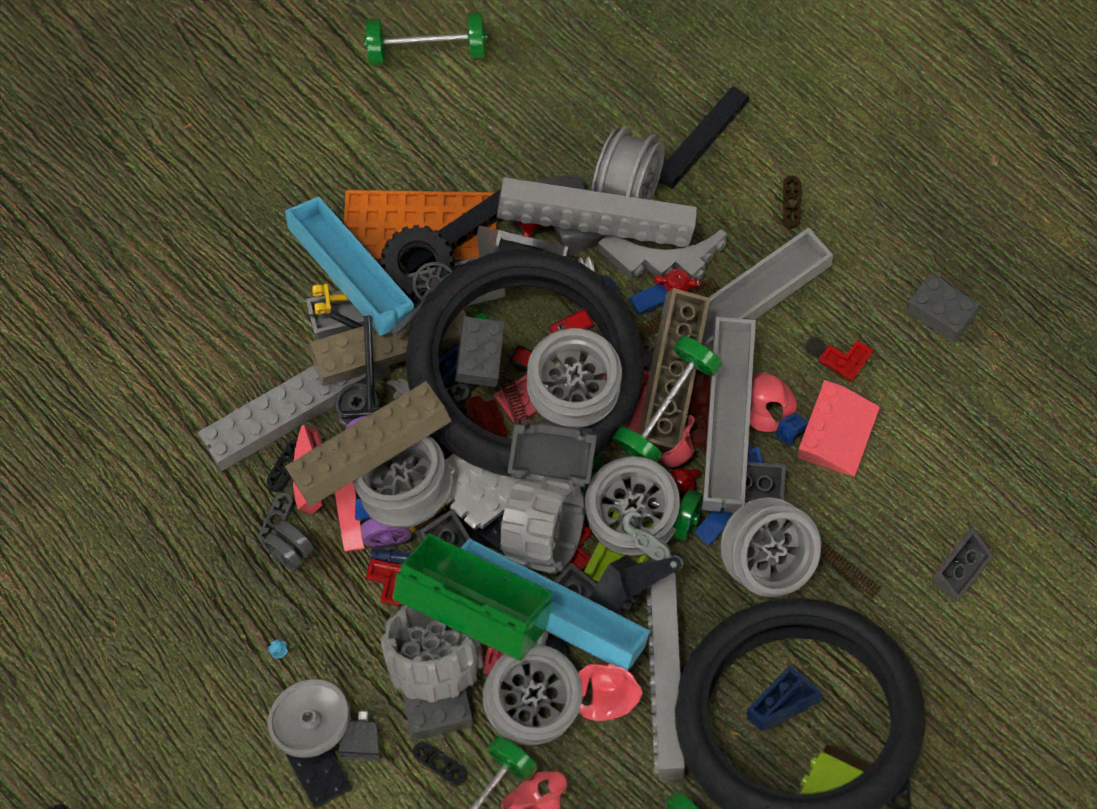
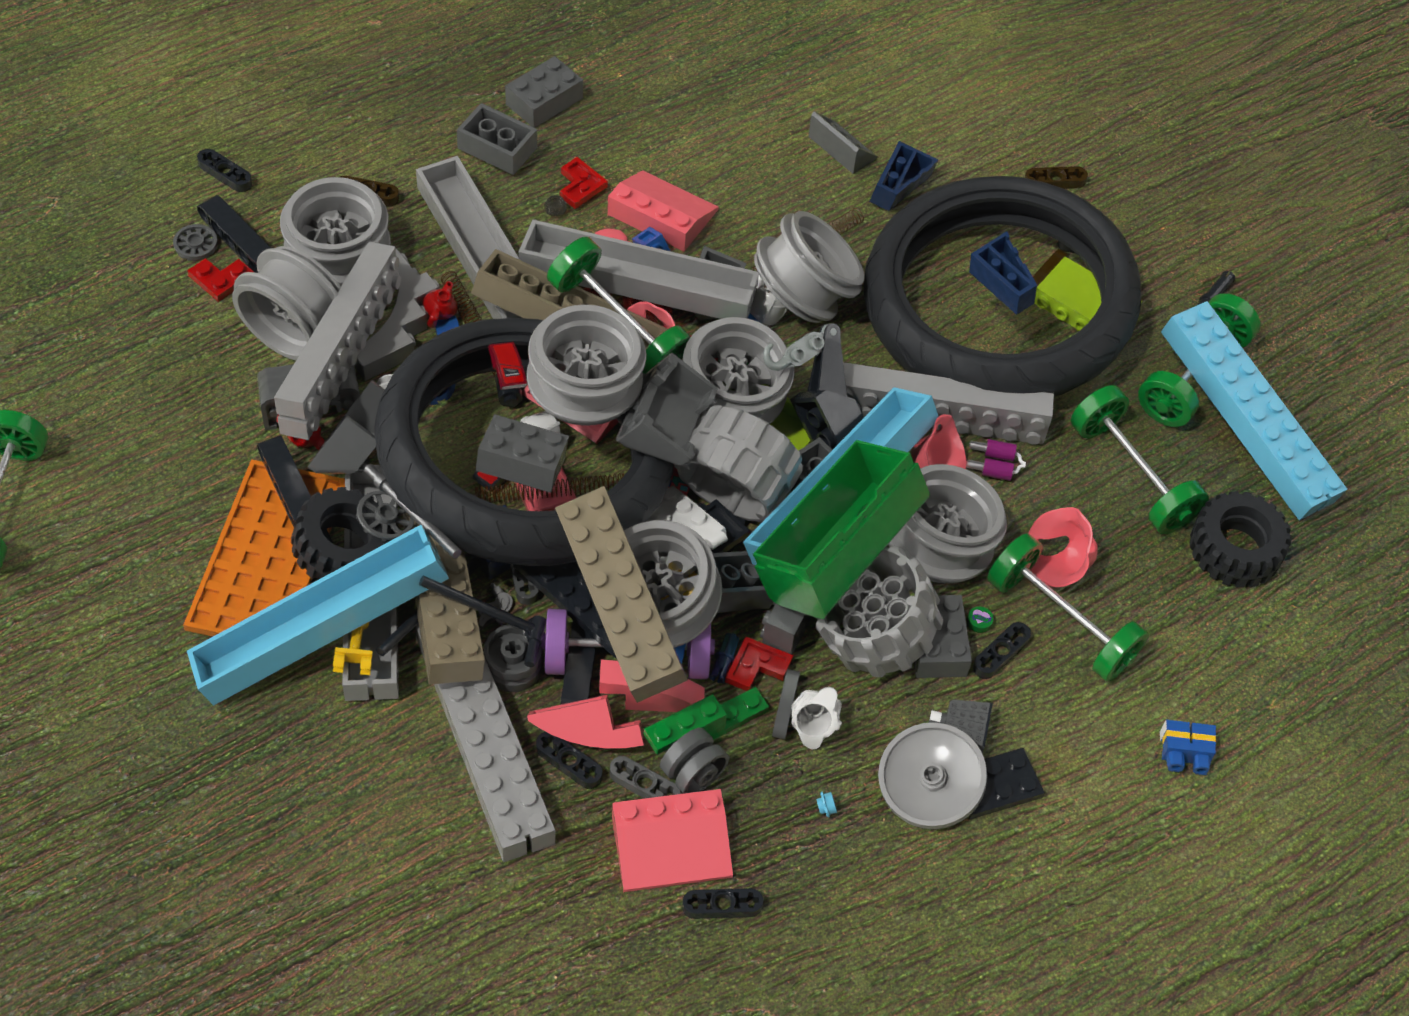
camera: 90 degrees left, 10 degrees down
(182, 583) = (714, 912): none -> black beam
(230, 546) = (672, 840): none -> coral slope
(328, 550) = (707, 714): none -> green bracket
(347, 626) = (816, 715): none -> white piece
(357, 606) = (785, 704): none -> dark grey beam
(465, 744) = (980, 619): none -> green tile
(618, 740) = (997, 450): none -> magenta piece
(667, 124) = (216, 282): none -> red plate
(703, 96) = (195, 242): none -> dark grey wheel
(716, 211) = (344, 215): none -> light grey wheel
(784, 103) = (230, 178): none -> black beam
(871, 282) = (497, 138): none -> dark grey brick
(927, 619) = (902, 175): none -> dark blue wedge
(972, 770) = (1075, 176): none -> dark brown beam

